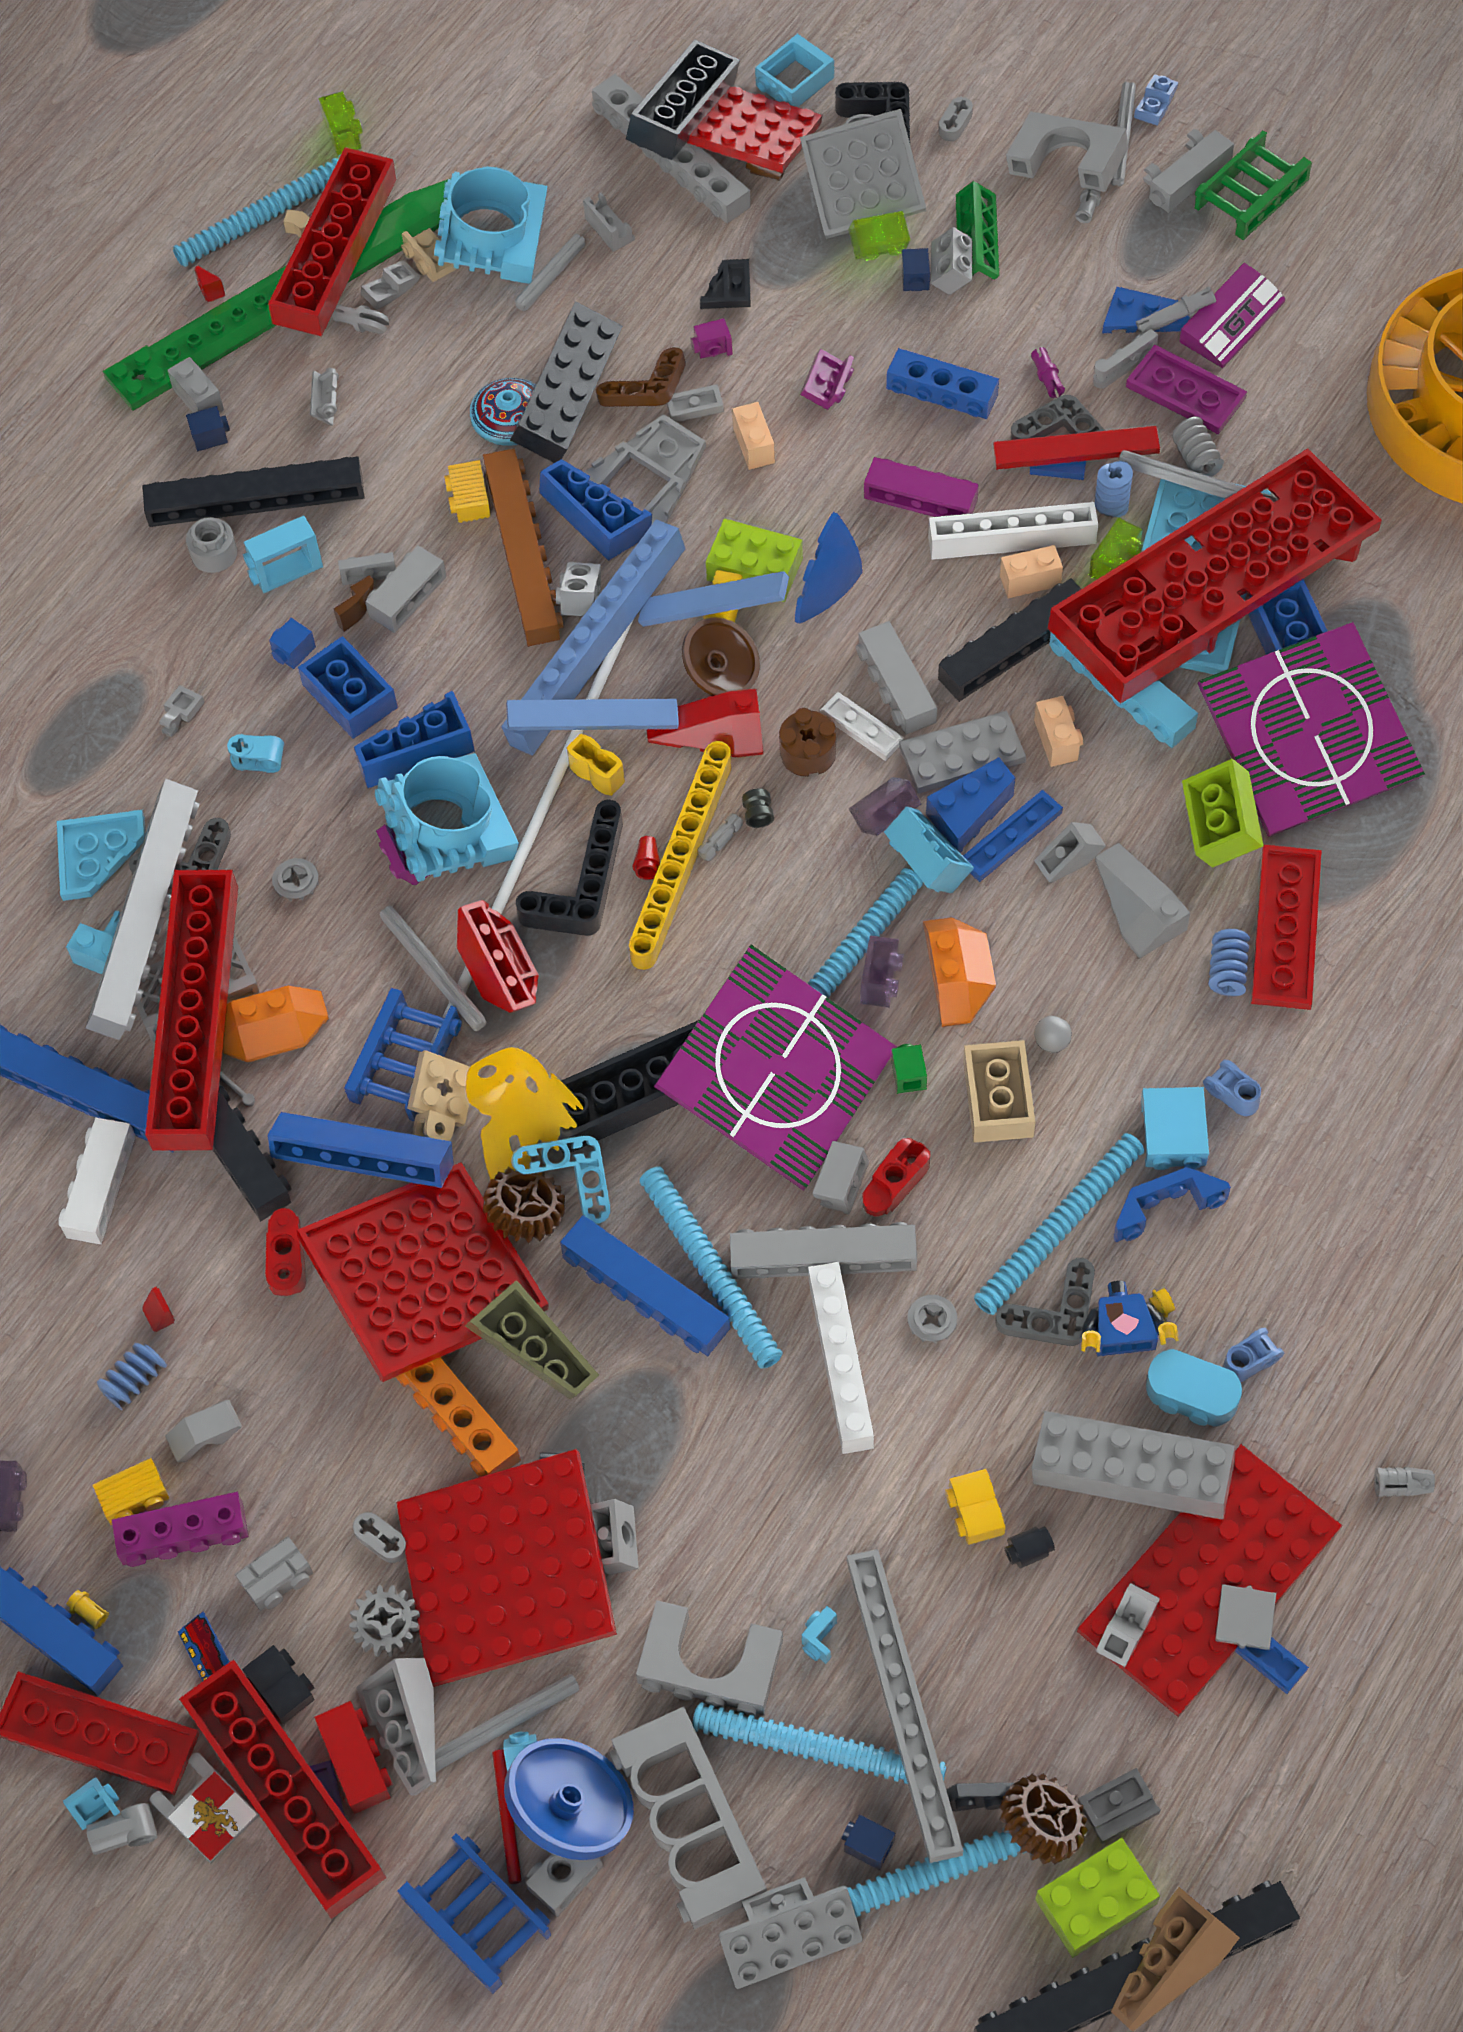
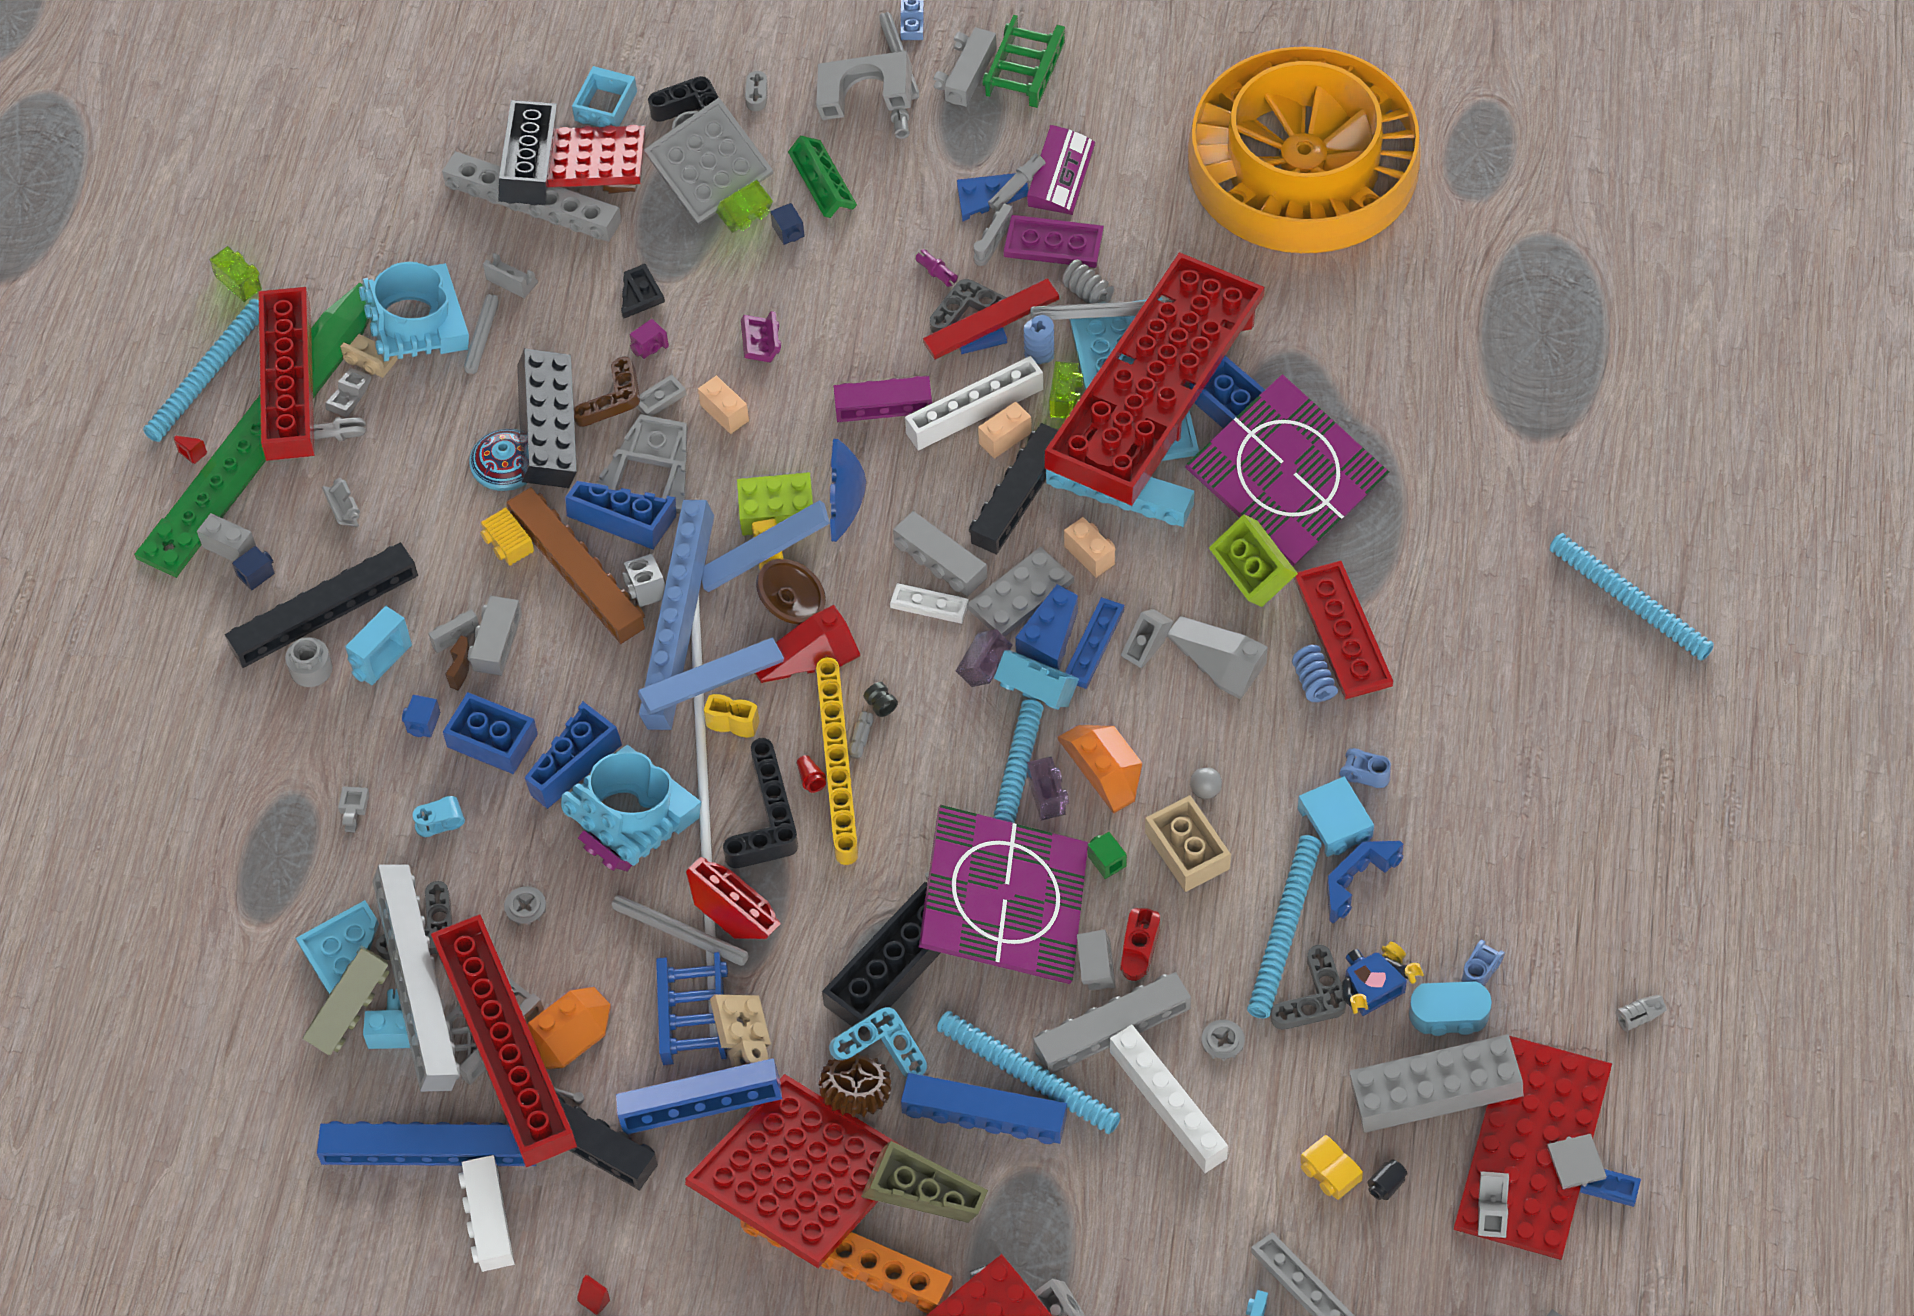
camera: 25 degrees left, 5 degrees down
(69, 903) = (346, 1000): none -> wedge
(282, 1234) = (668, 1188): red piece -> none
(295, 222) = (242, 370): tan piece -> none
(516, 1108) = (813, 1012): yellow piece -> none
(807, 742) = (895, 632): reddish brown brick -> none
(942, 383) = (856, 307): blue brick -> none
(951, 261) = (814, 206): light grey brick -> none

